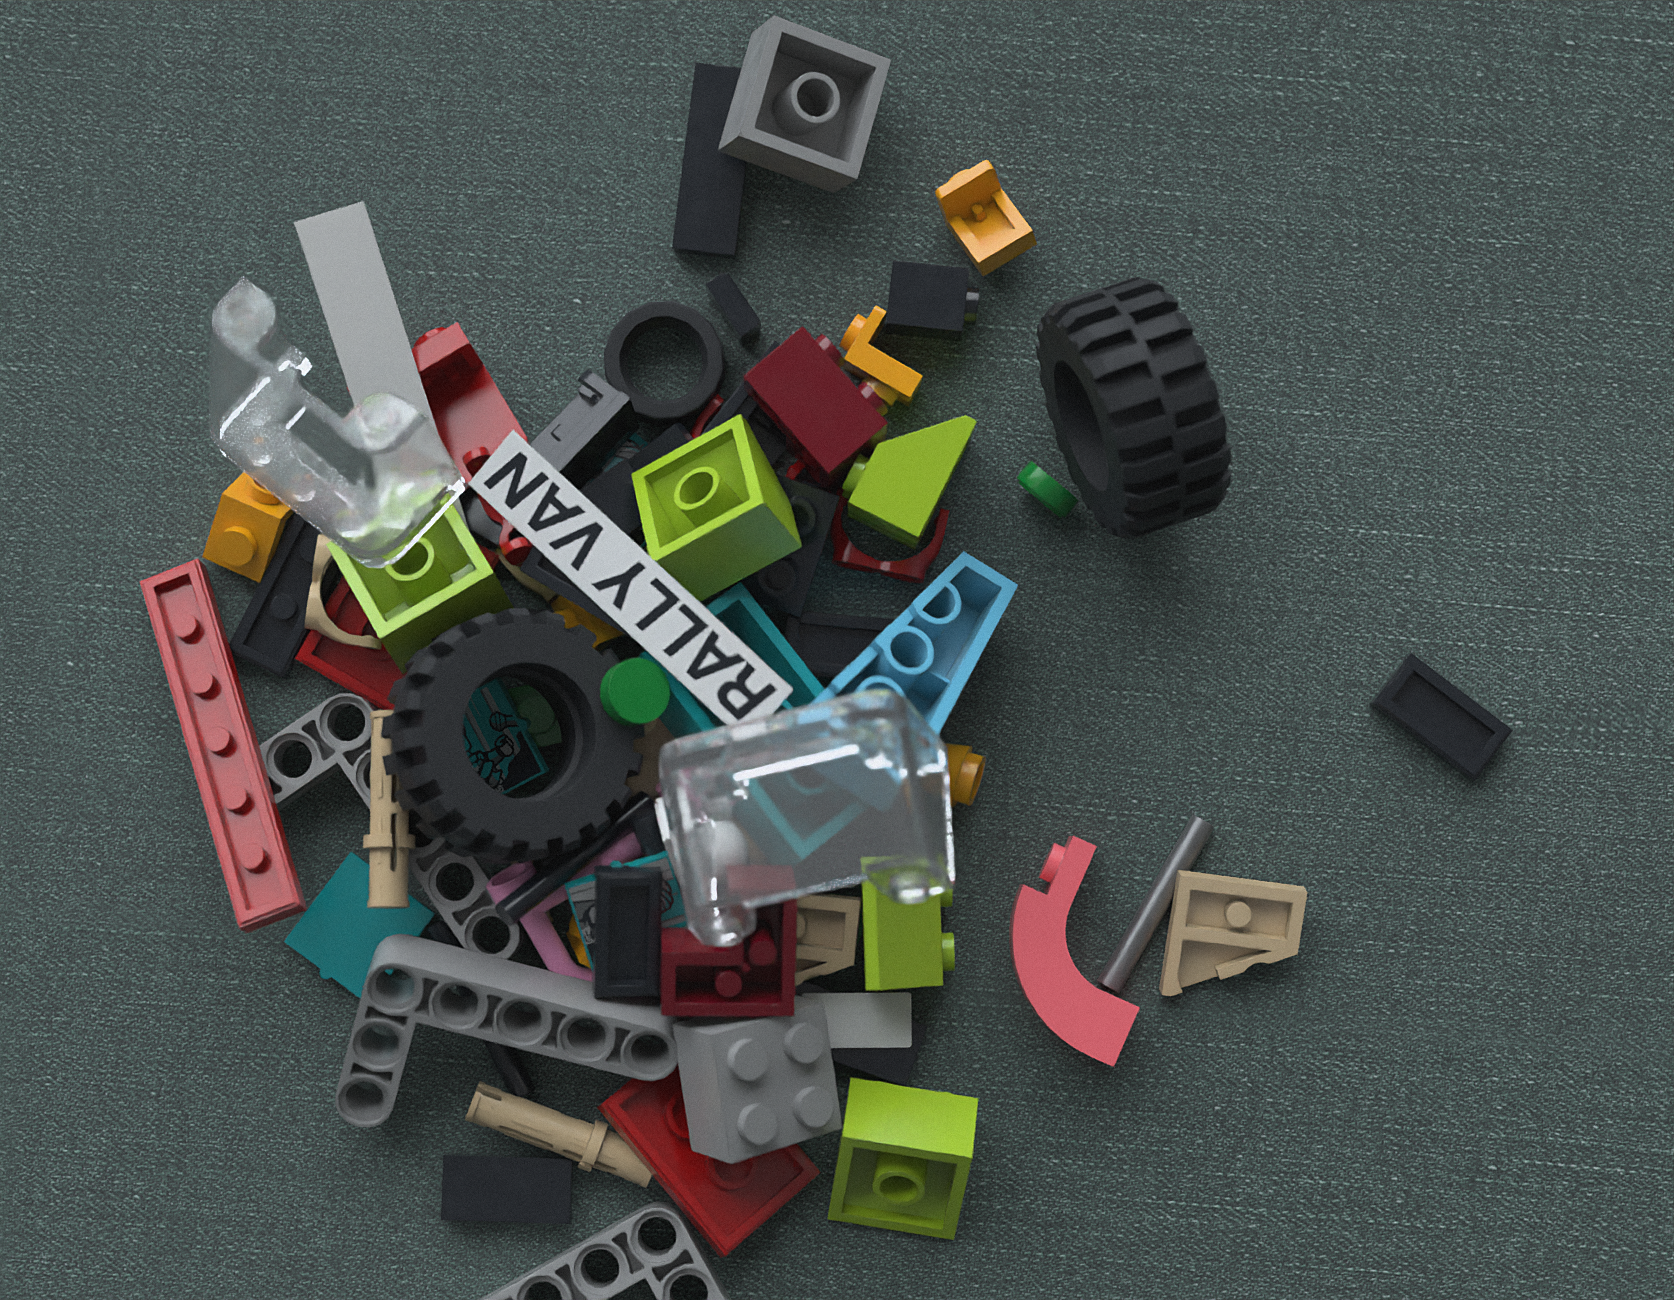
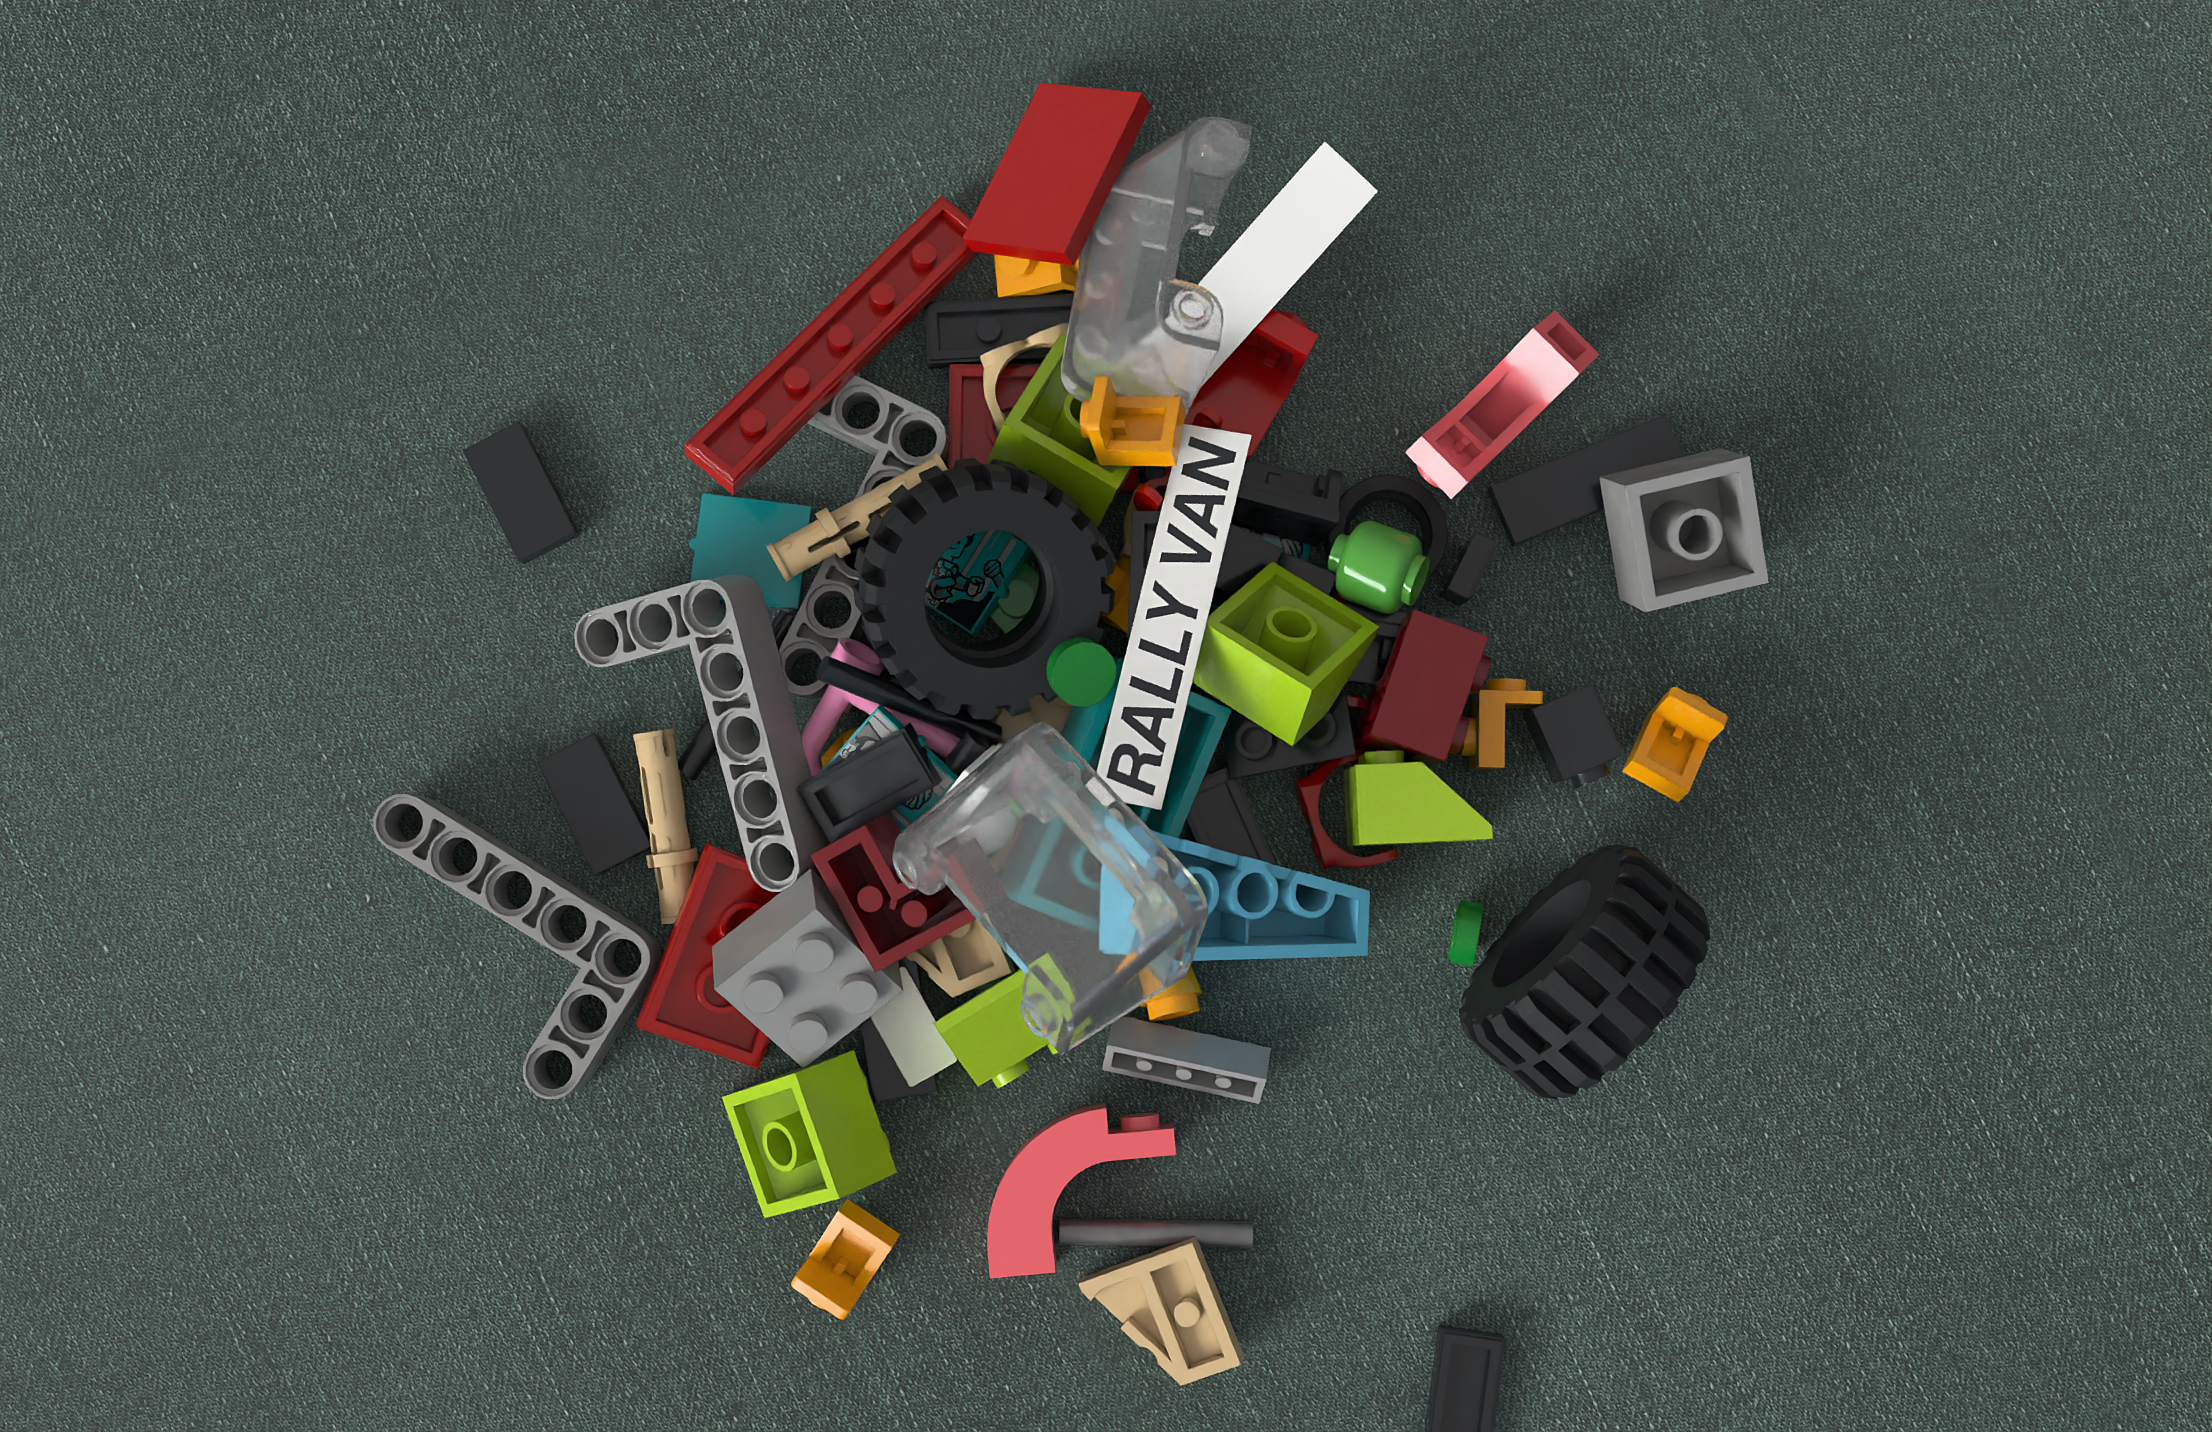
camera: 65 degrees right, 0 degrees up
(181, 468) = (1057, 173): none -> red tile
(191, 1103) = (521, 492): none -> black tile
(447, 529) = (1132, 427): none -> light orange bracket
(607, 198) = (1502, 405): none -> coral arch
(688, 385) = (1378, 567): none -> bright green head
(1020, 792) = (1187, 1059): none -> light grey piece
(1028, 1186) = (844, 1260): none -> light orange bracket

